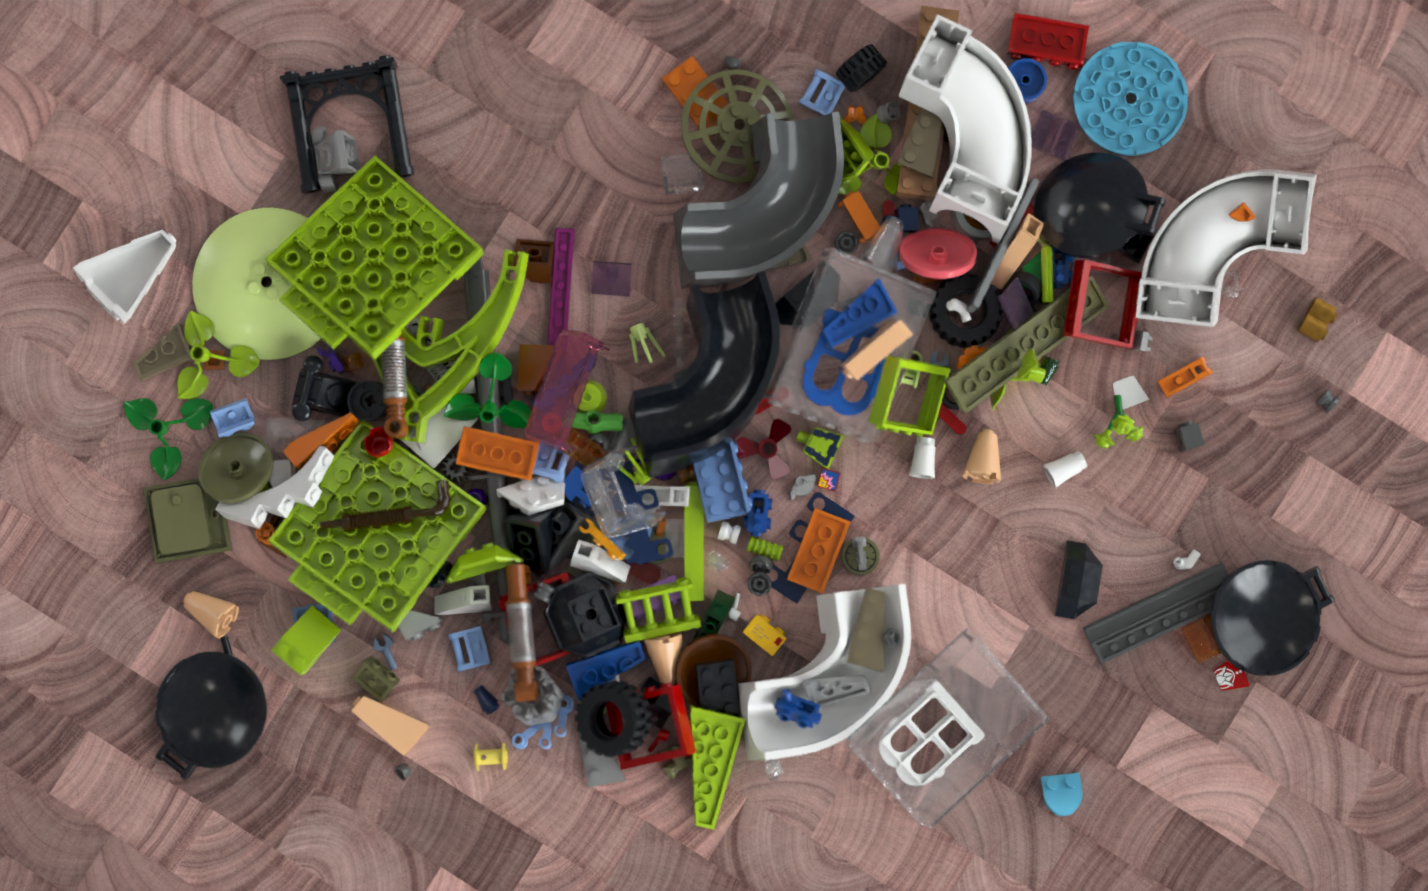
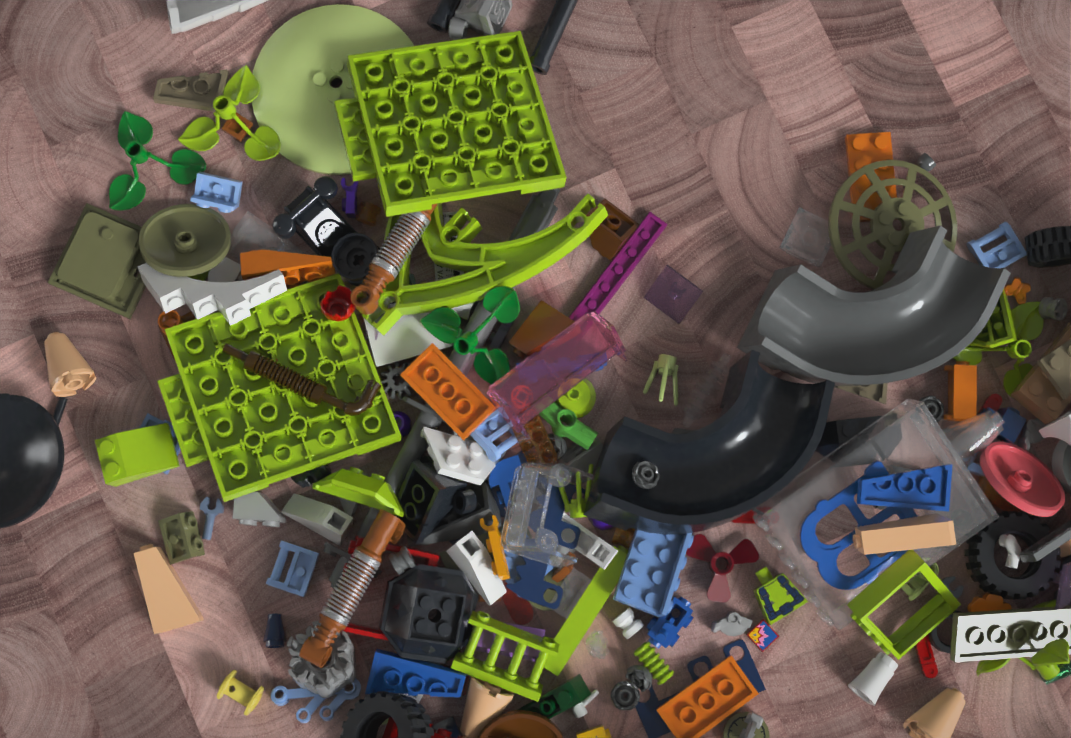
camera: 35 degrees right, 5 degrees down
(402, 771) = (144, 648): dark grey hinge -> none
(674, 416) = (649, 470): none -> dark grey plate

